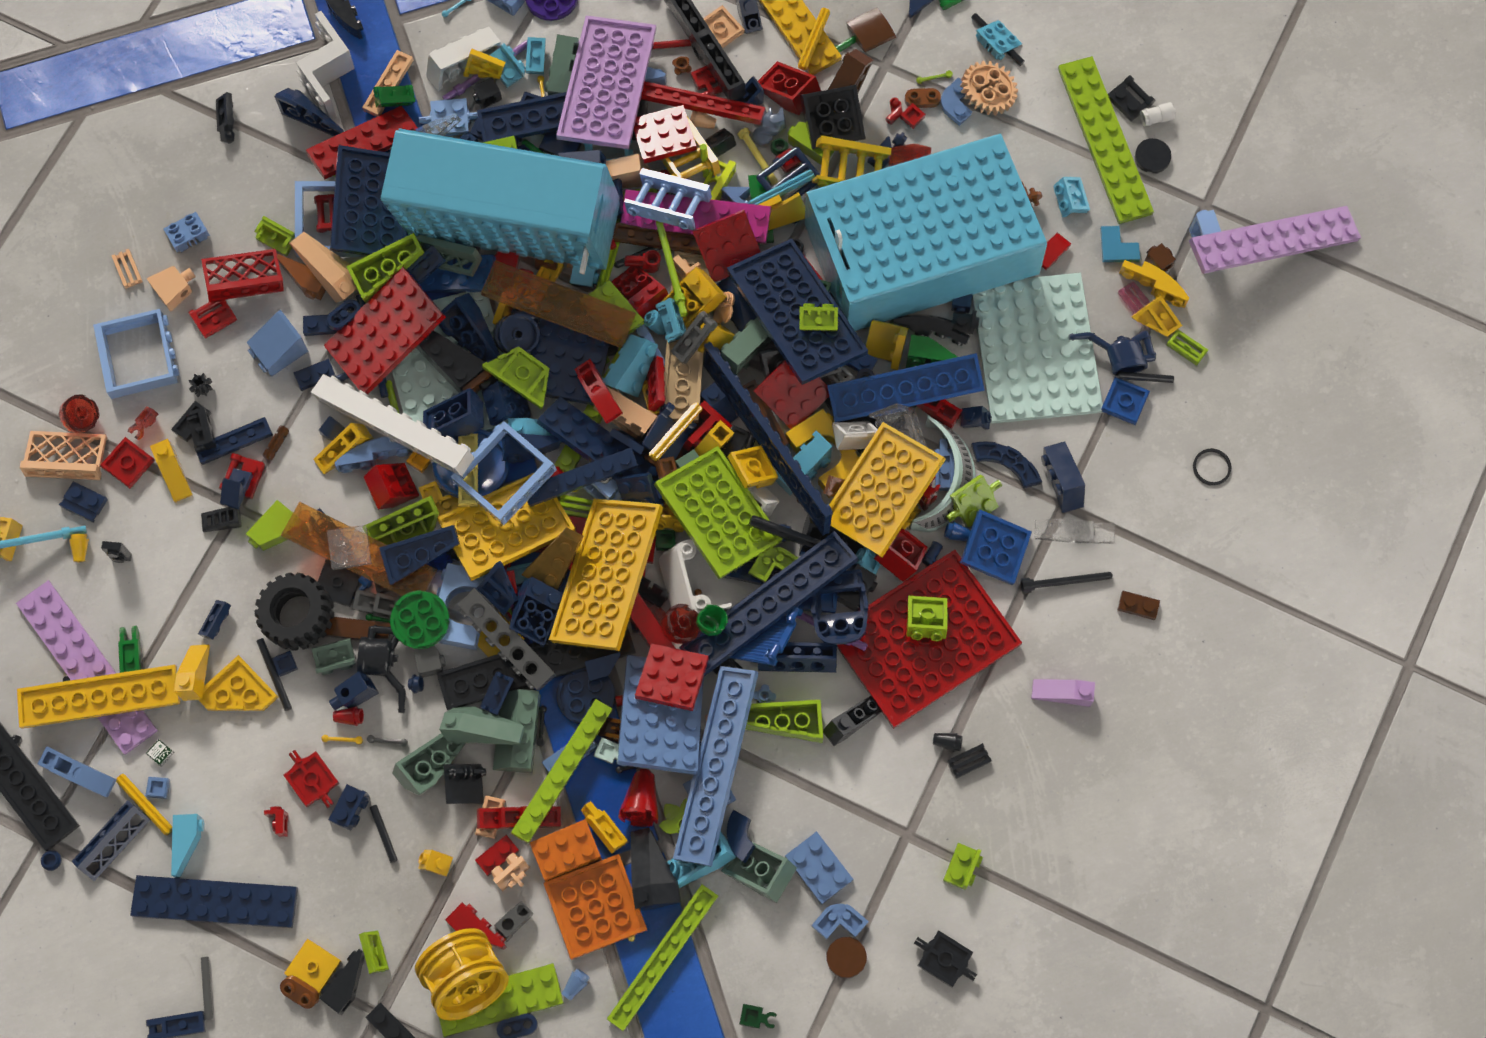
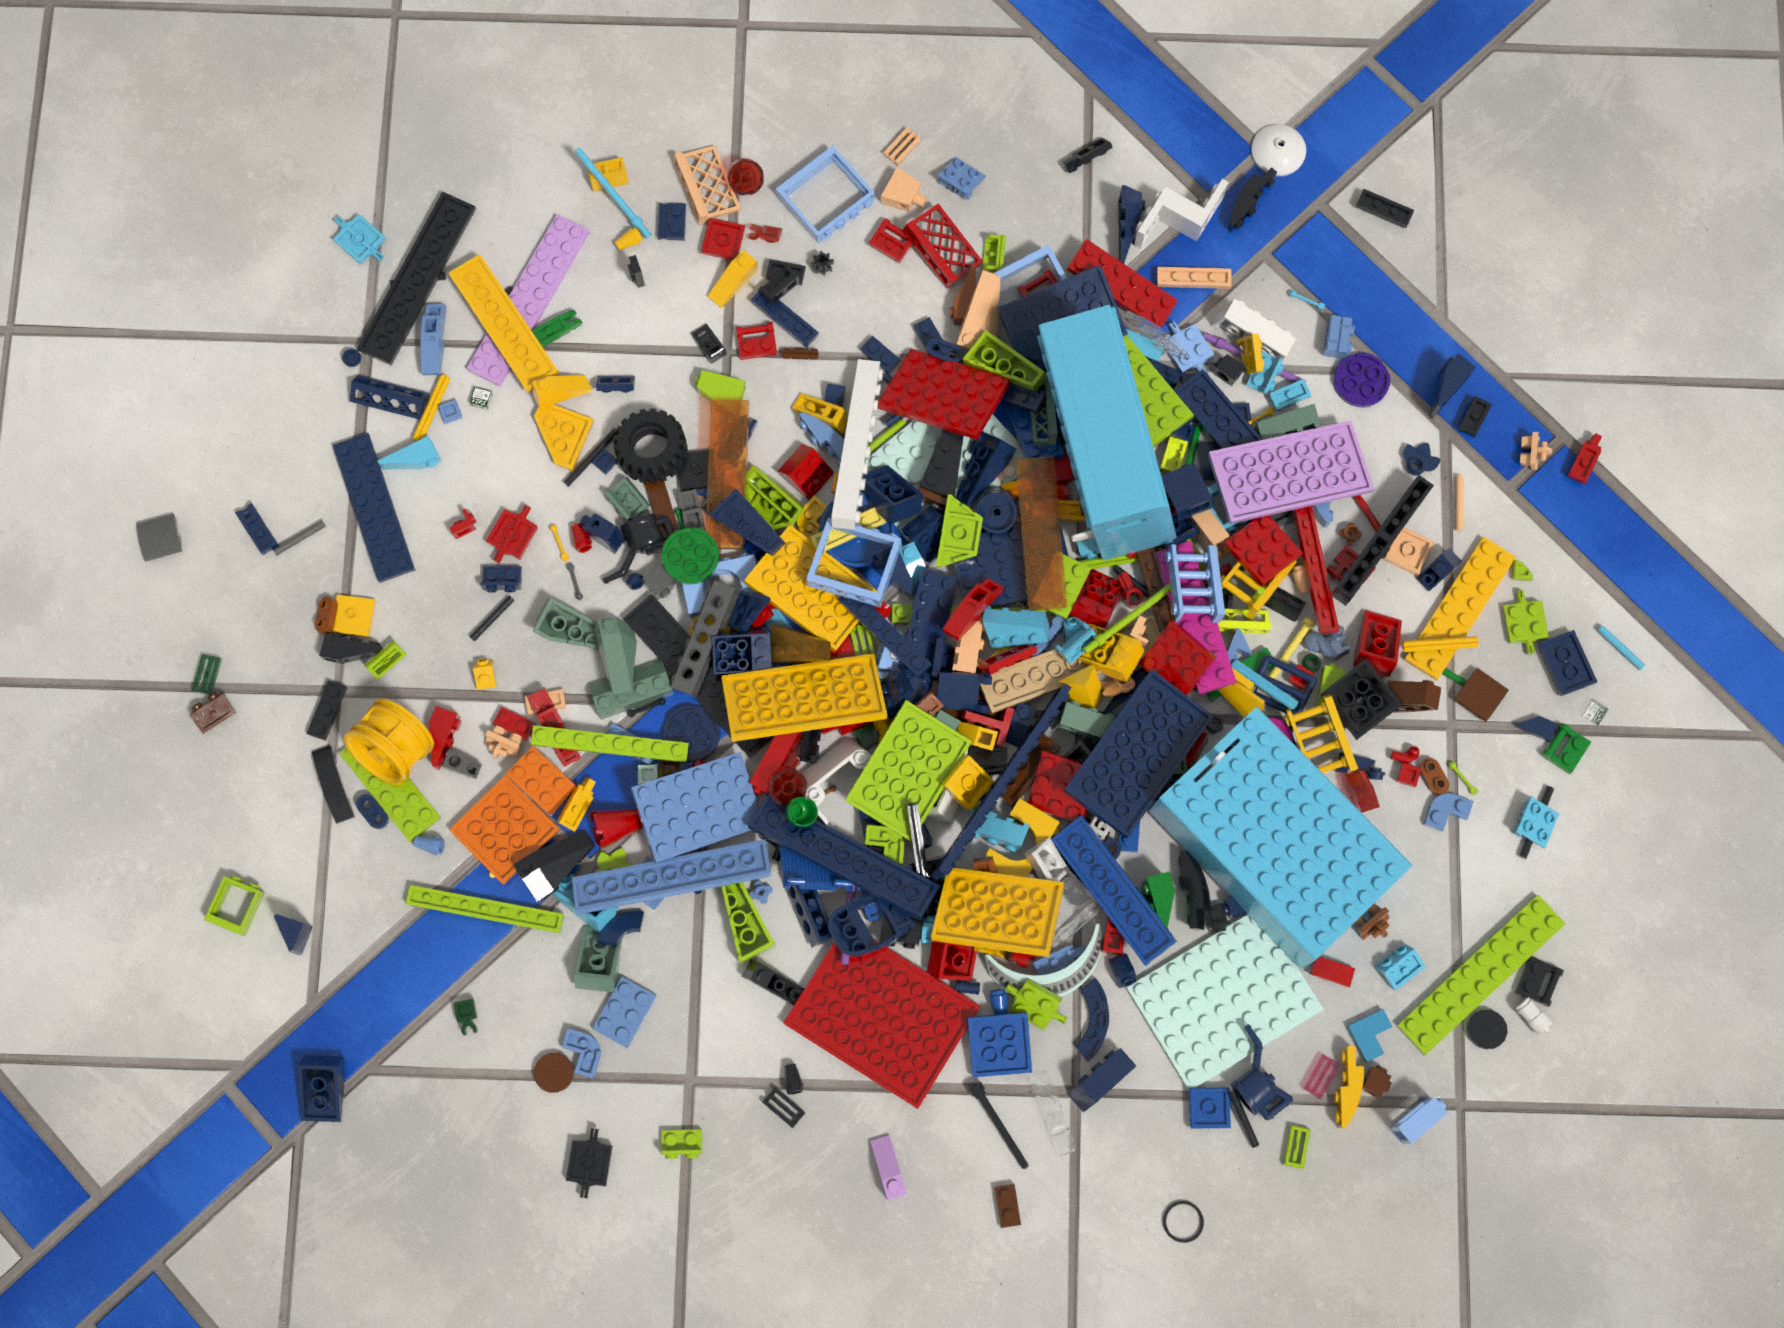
camera: 65 degrees right, 5 degrees up
(235, 488) = (737, 340): dark blue slope -> none
(276, 344) = (889, 308): medium blue slope -> none
(349, 547) = (725, 463): clear plate -> none
(394, 96) = (1182, 288): green hinge -> none
(464, 783) = (563, 665): black hinge -> none
(497, 693) = (654, 654): dark blue hinge -> none
(601, 666) = (720, 733): dark blue tile -> none
(671, 677) = (733, 800): red plate -> none
(675, 431) = (967, 696): yellow axle -> none
(693, 337) = (1068, 670): dark grey plate -> none
(754, 93) = (1351, 613): dark blue slope -> none
(818, 318) = (1137, 776): lime bracket -> none
(886, 342) = (1156, 852): yellow bracket -> none
(927, 618) = (898, 1008): lime plate -> none
(989, 87) = (1467, 850): light nougat gear -> none
(1158, 317) = (1312, 1104): yellow wing -> none
(1274, 239) = (1449, 1188): lavender plate -> none

